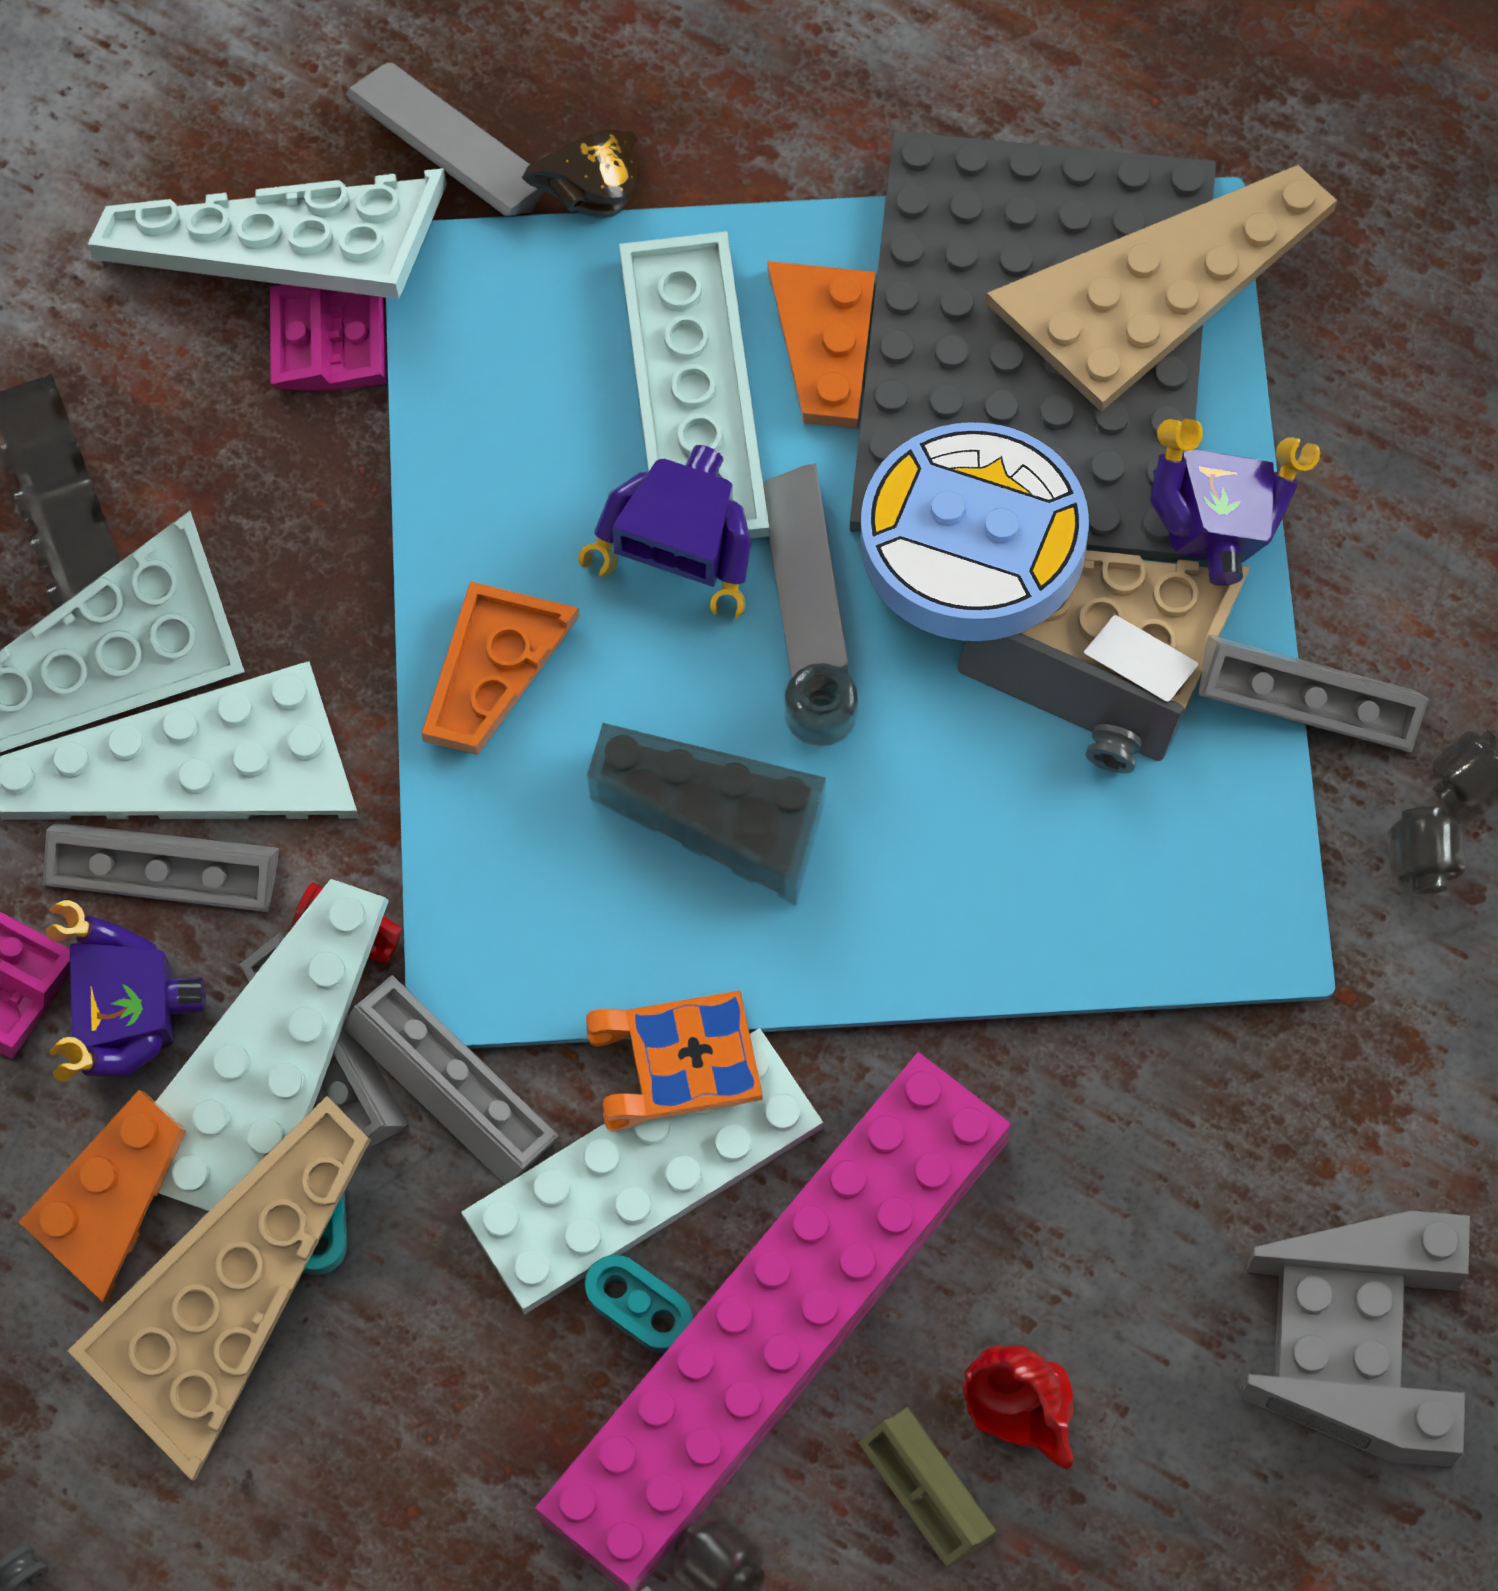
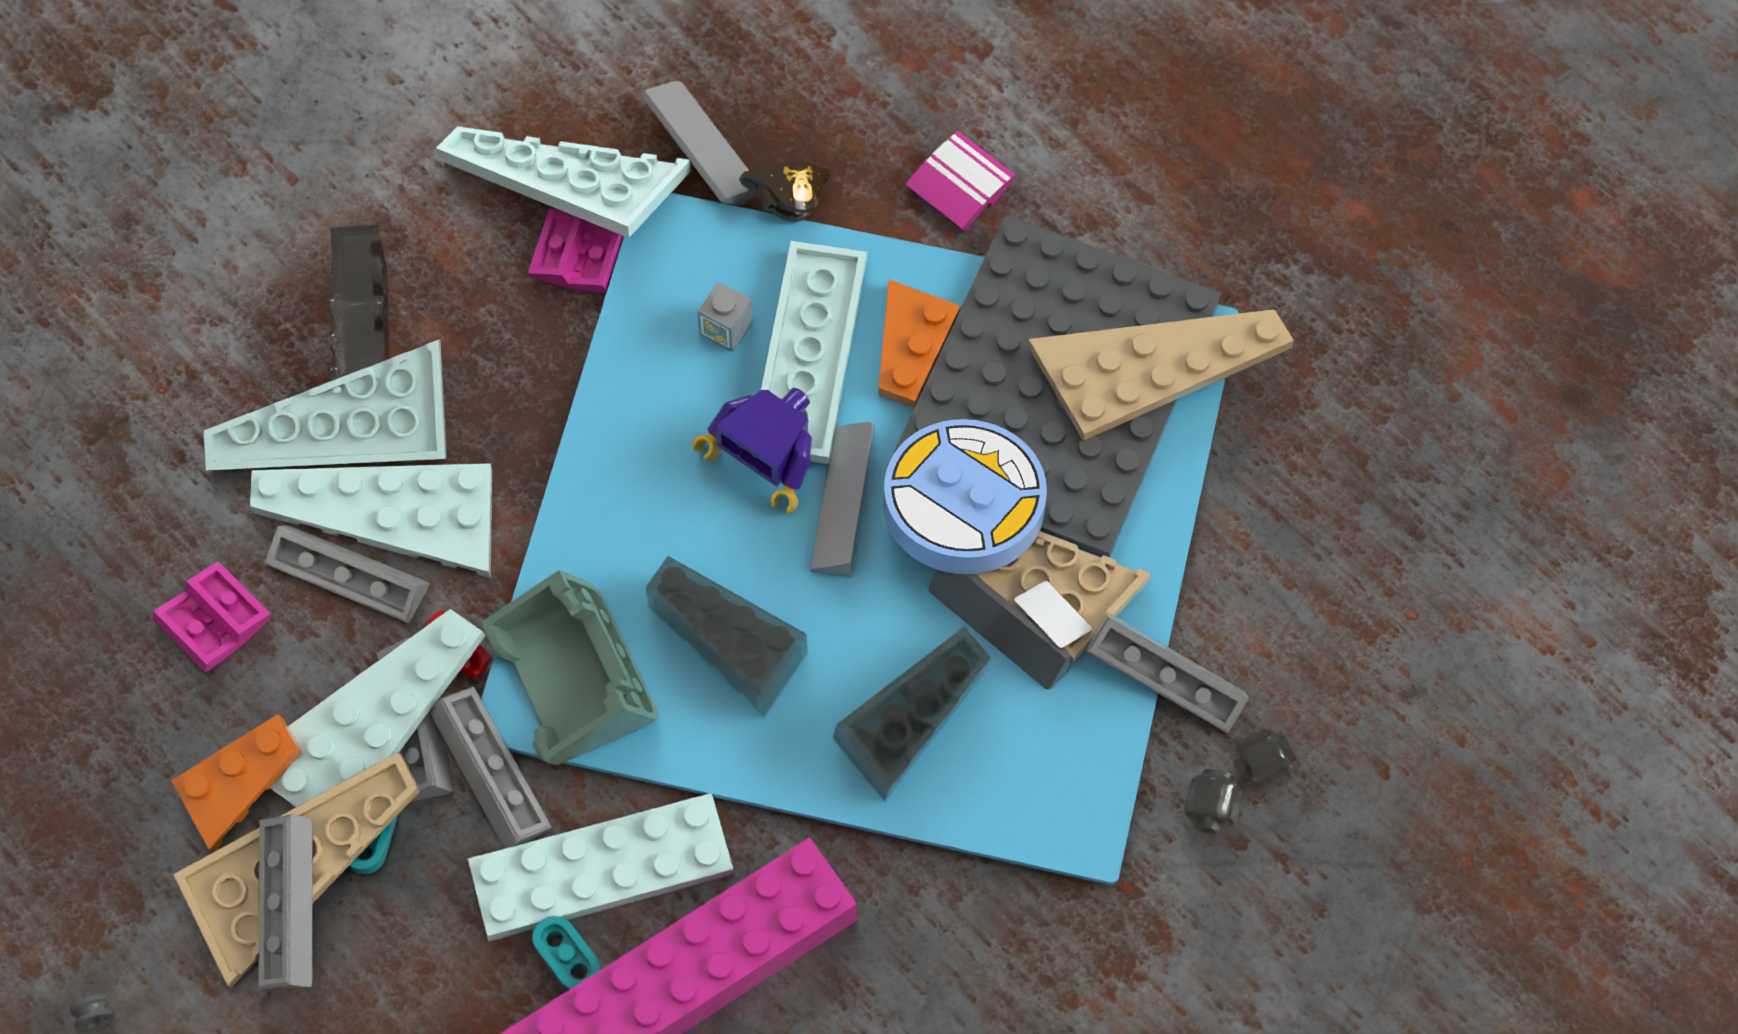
camera: 15 degrees right, 5 degrees down
(118, 997) = (287, 650): dark purple torso -> none
(236, 1345) = (285, 903): none -> light grey slope
(491, 662) = (610, 496): orange wing -> none
(518, 912) = (571, 666): none -> sand green windscreen
(565, 372) = (725, 316): none -> light grey brick
(685, 1056) = (652, 796): orange flag -> none
(815, 100) = (960, 180): none -> dark pink slope
(821, 704) = (822, 585): clear smoke head -> none
(989, 857) = (905, 716): none -> clear smoke wedge
(1114, 748) = (1016, 671): dark grey bush -> none
(1222, 502) = (1142, 523): dark purple torso -> none

